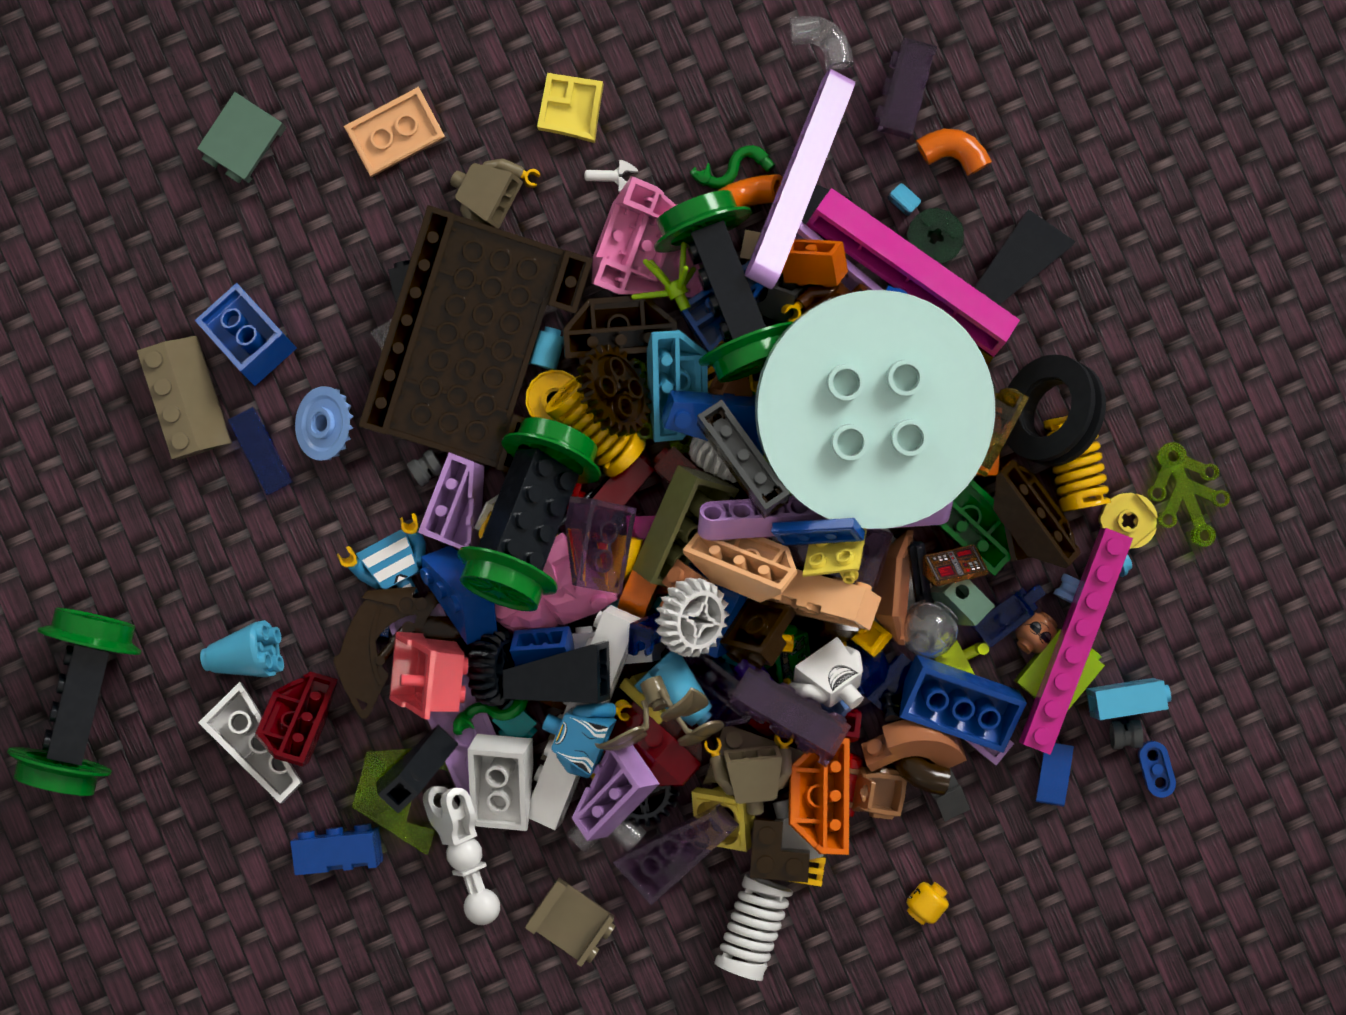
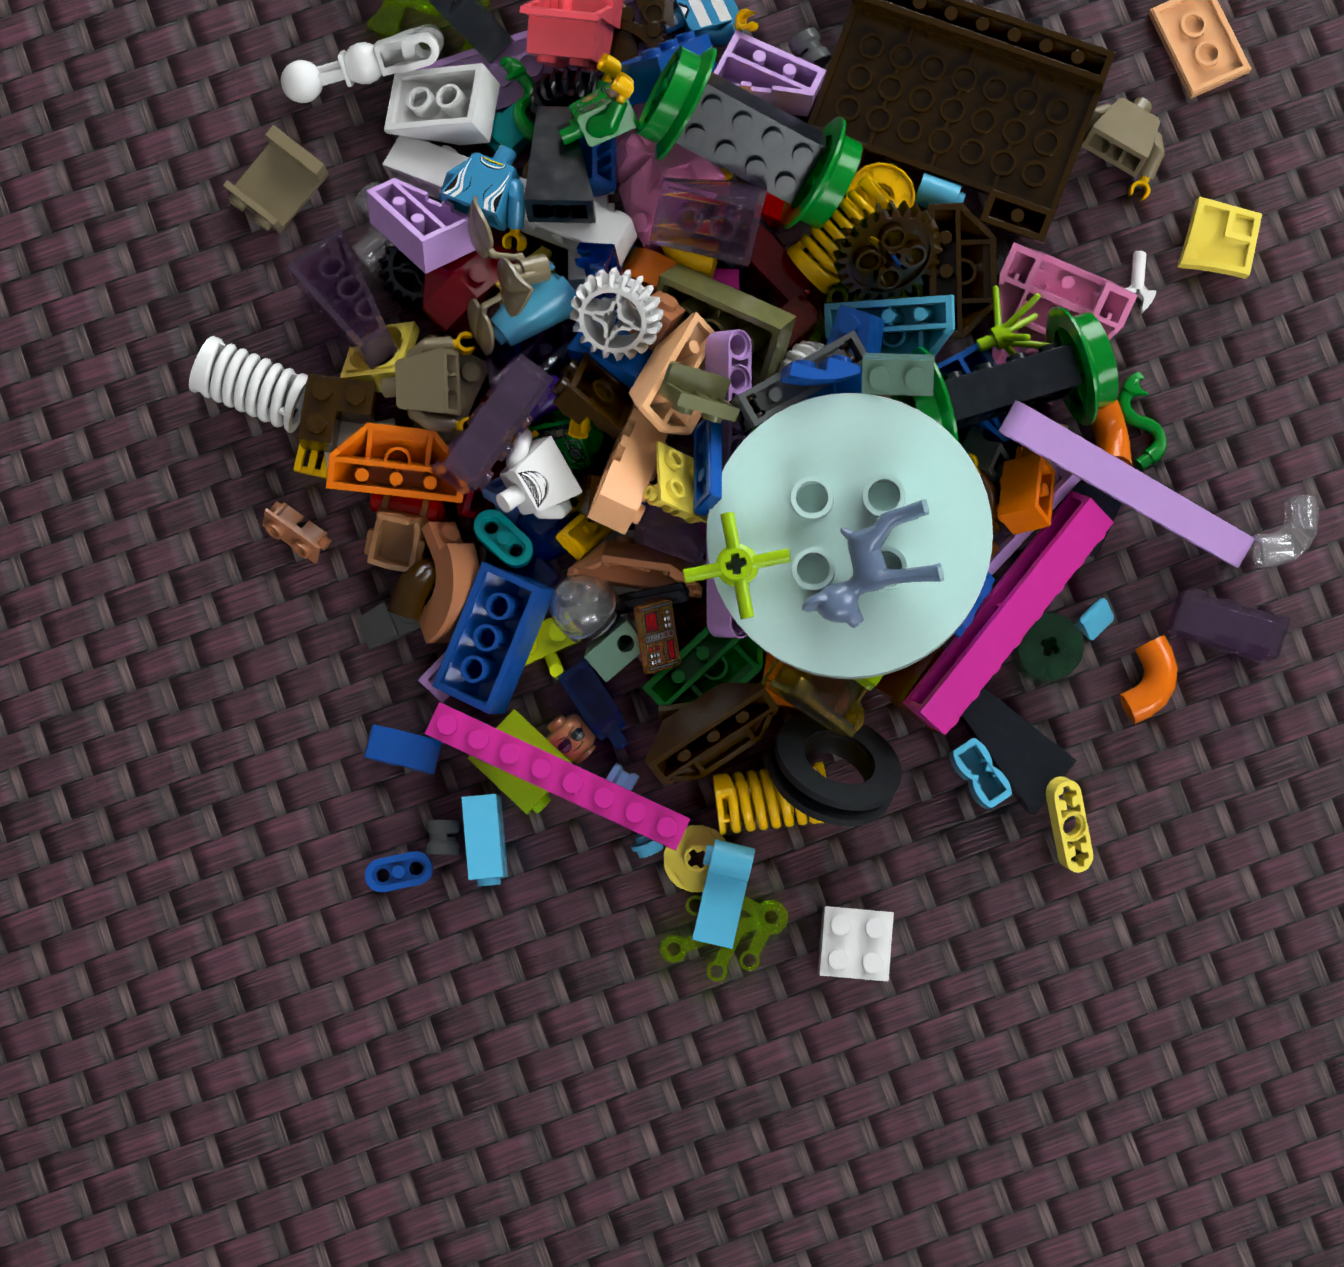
camera: 95 degrees right, 5 degrees down
(512, 640) = (604, 111): none -> green torso
(737, 376) = (898, 374): none -> sand green brick
(740, 435) = (829, 372): none -> blue slope
(762, 543) = (698, 391): none -> olive bracket
(870, 889) = (283, 522): none -> nougat hinge
(879, 701) = (504, 539): none -> teal plate
(923, 499) = (748, 572): none -> lime bar
(927, 903) = (263, 589): yellow head -> none
(938, 414) = (840, 600): none -> sand blue animal
(1047, 286) = (975, 765): none -> medium azure brick
(1074, 221) = (1059, 813): none -> light yellow beam
(1158, 497) = (723, 892): none -> medium azure door
(1190, 385) = (855, 943): none -> white brick

